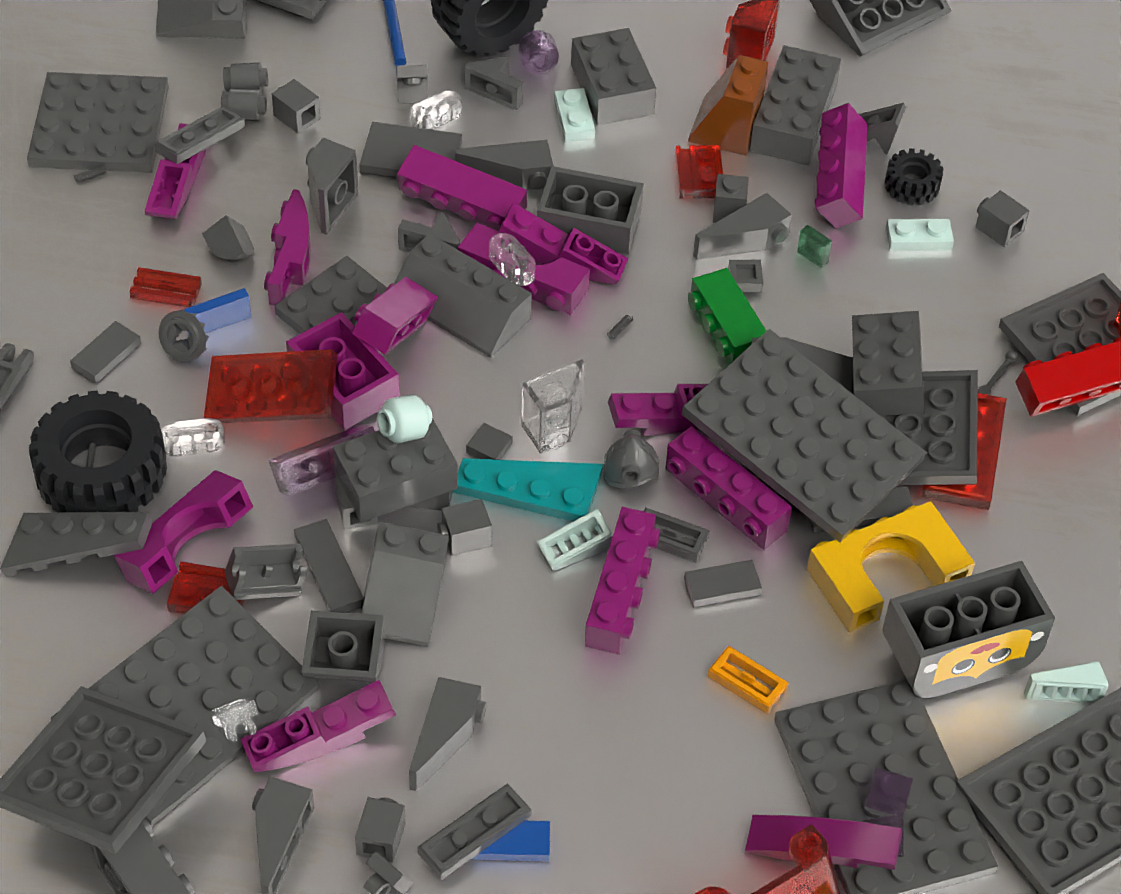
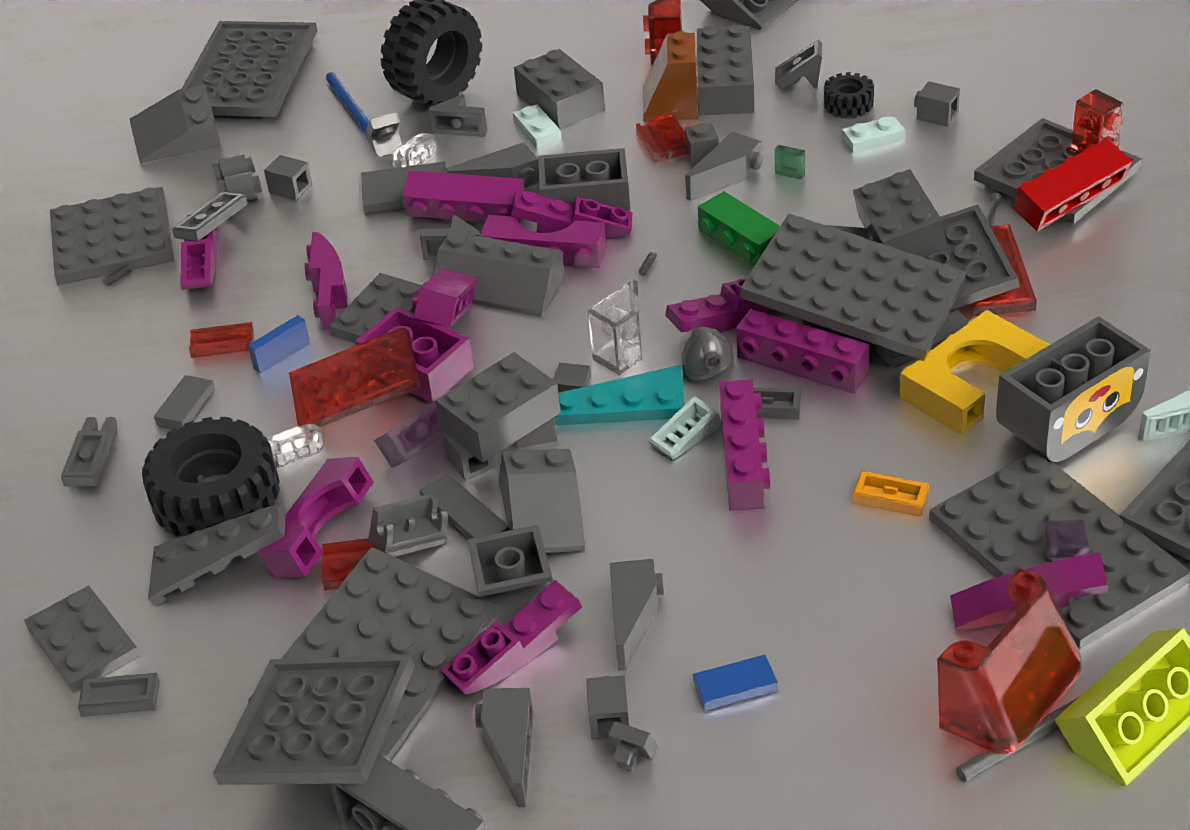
camera: 10 degrees left, 10 degrees down
(186, 349) = (240, 366): dark grey gear -> none
(228, 240) = (265, 288): dark grey brick -> none
(234, 714) = (432, 644): clear tile -> none
(331, 181) = (344, 218): dark grey slope -> none
(404, 418) = (496, 355): light aqua head -> none
(466, 526) = (584, 440): dark grey brick -> none
(474, 831) = (698, 682): dark grey tile -> none
(517, 256) = (533, 230): clear beam -> none
(538, 52) = (486, 88): clear purple head -> none
(722, 583) = (831, 426): dark grey tile -> none
(747, 274) = (744, 193): dark grey plate -> none
(841, 166) = (786, 99): magenta brick -> none

